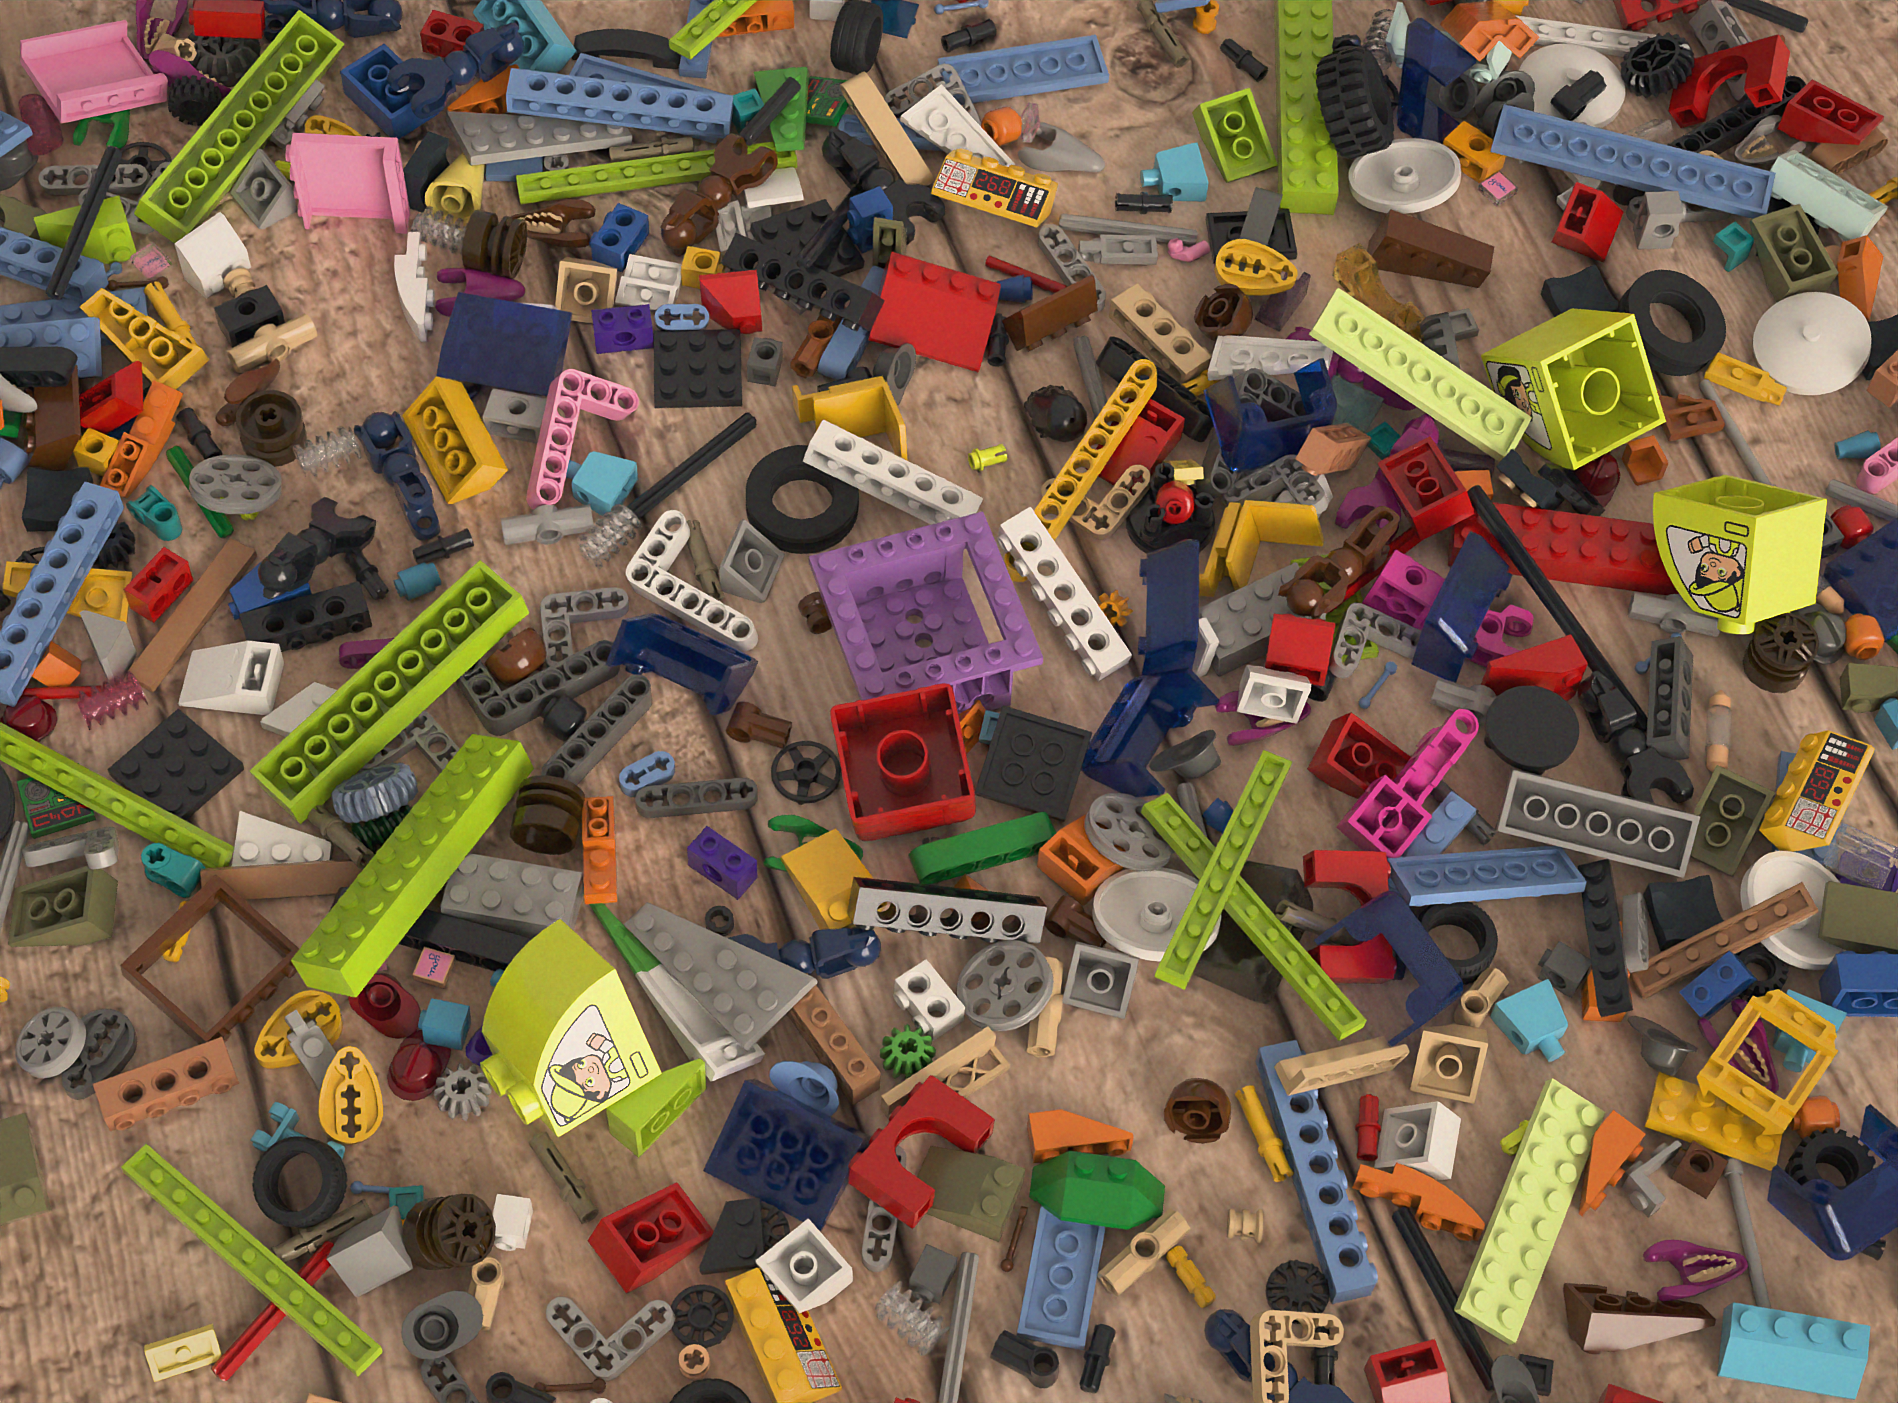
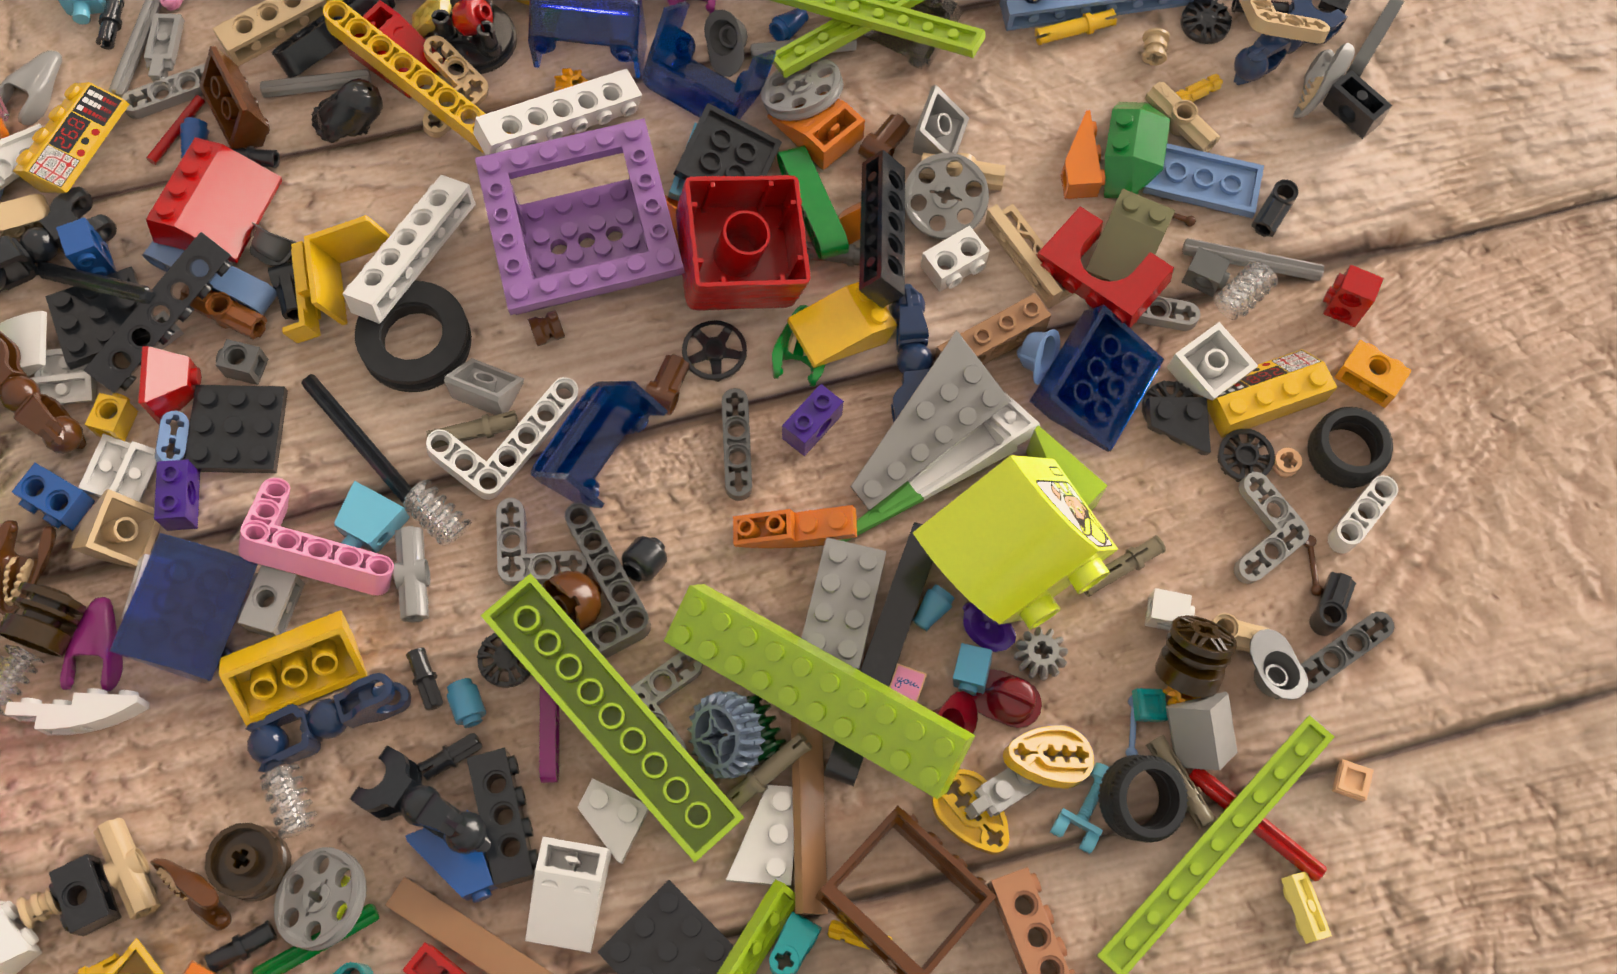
camera: 85 degrees left, 10 degrees up
(547, 815) = (758, 570): dark brown wheel -> none
(604, 724) = (660, 516): dark grey beam -> none
(647, 773) = (714, 484): medium blue beam -> none
(649, 1236) = (1180, 492): red slope -> none
(727, 916) = (874, 434): black bush -> none
(887, 238) = (126, 234): olive slope -> none
(899, 1045) = (1014, 274): bright green gear -> none
(986, 457) = (388, 181): neon yellow pin -> none
(1097, 1358) = (1272, 160): black axle -> none
(1143, 909) = (886, 76): white dish -> none
(1199, 1110) = (1058, 64): reddish brown cylinder -> none

